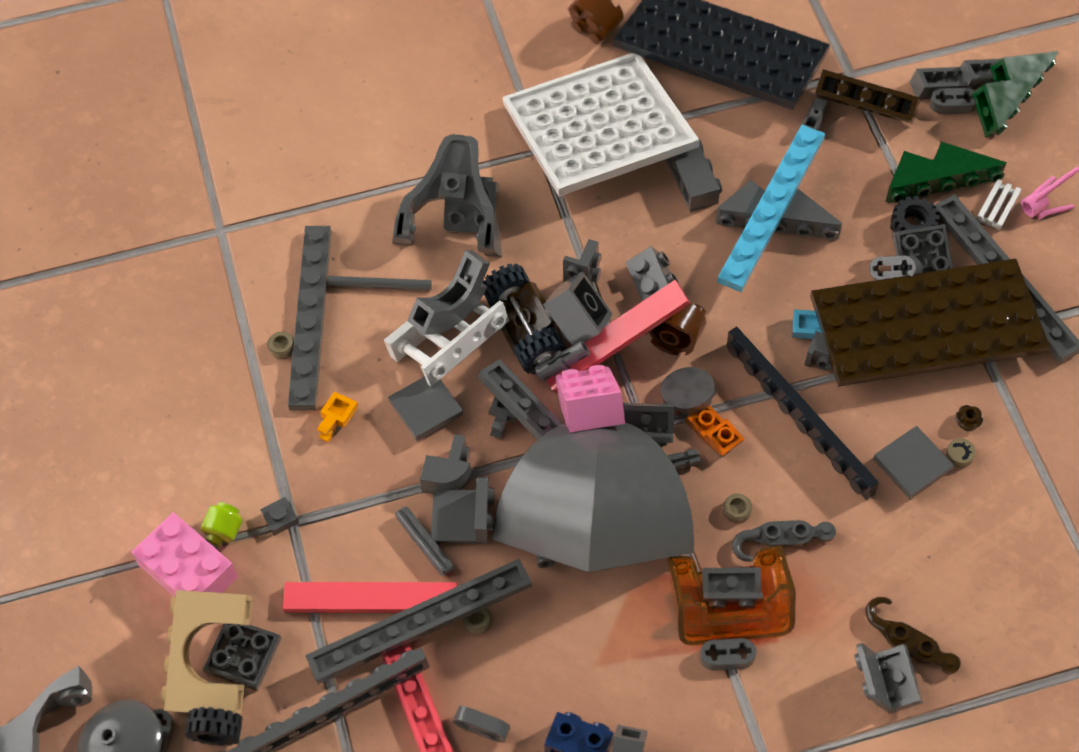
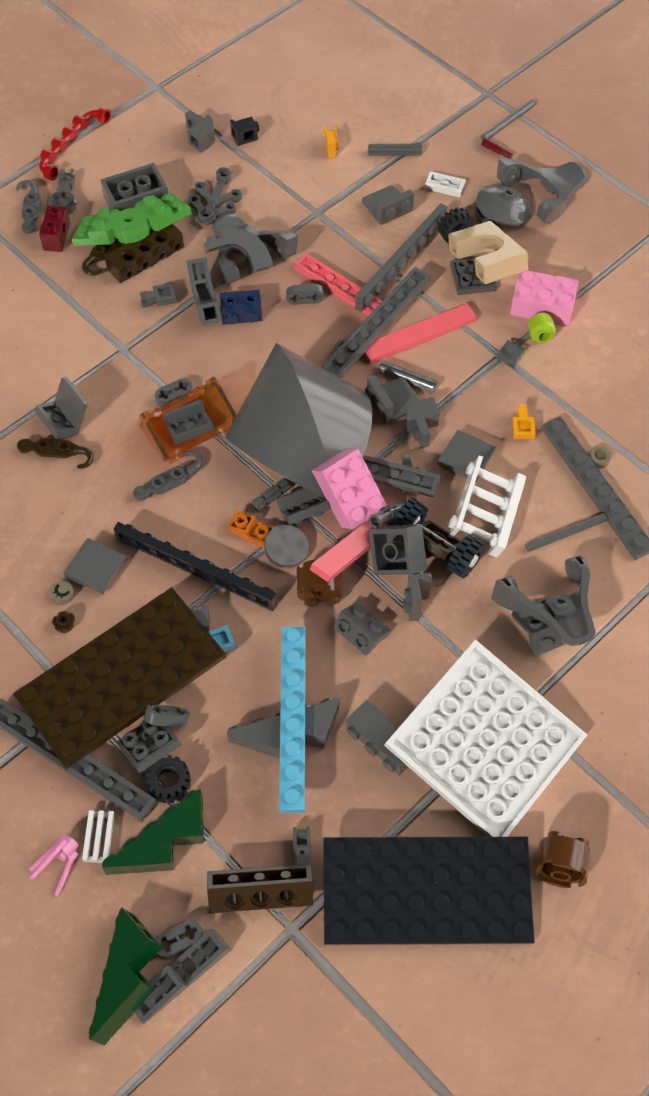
camera: 150 degrees right, 0 degrees up
(456, 301) = (495, 508): dark grey arch -> none
(737, 508) = (210, 485): dark tan tile -> none

